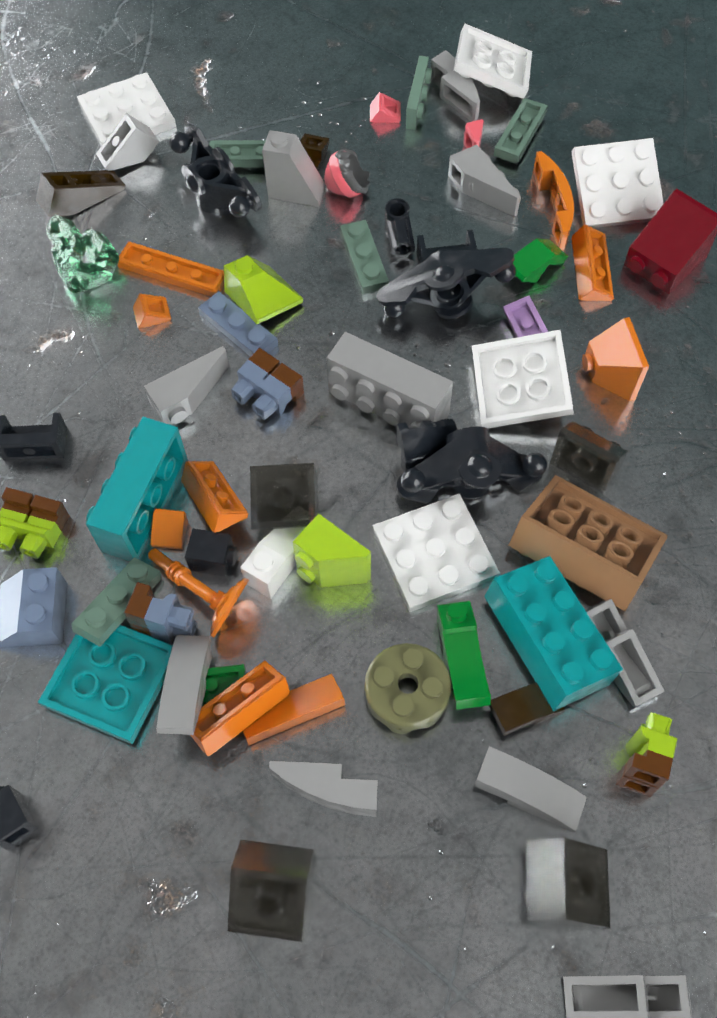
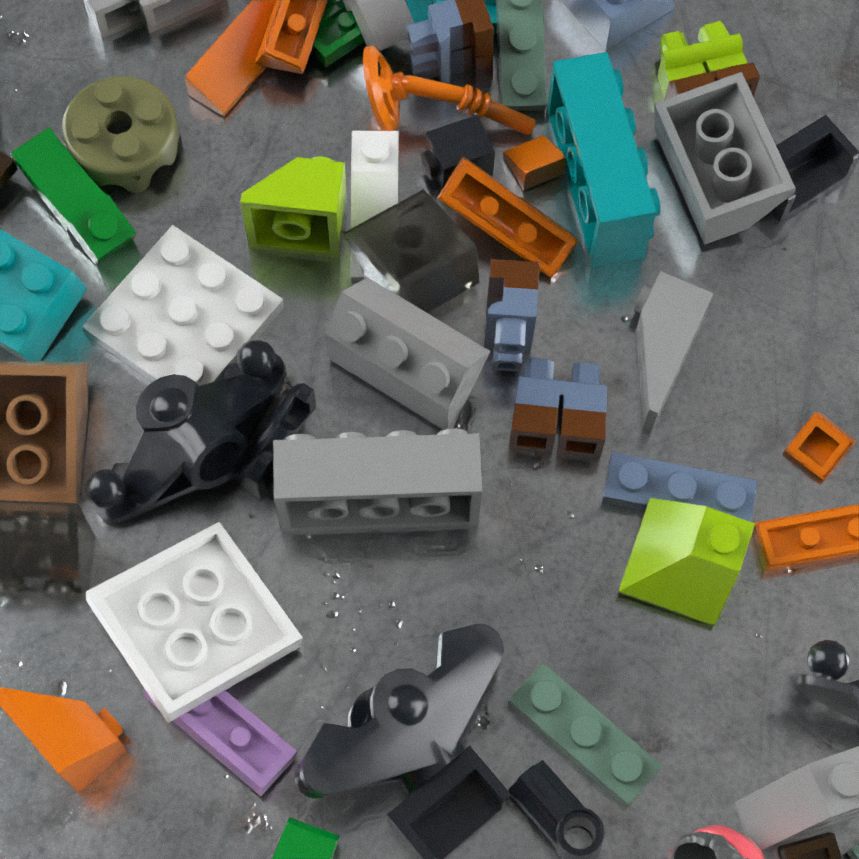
camera: 145 degrees right, 5 degrees up
(71, 453) = (722, 156): none -> light grey slope
(254, 433) = (511, 311): none -> sand blue hips
(329, 437) = (403, 352): none -> light grey slope

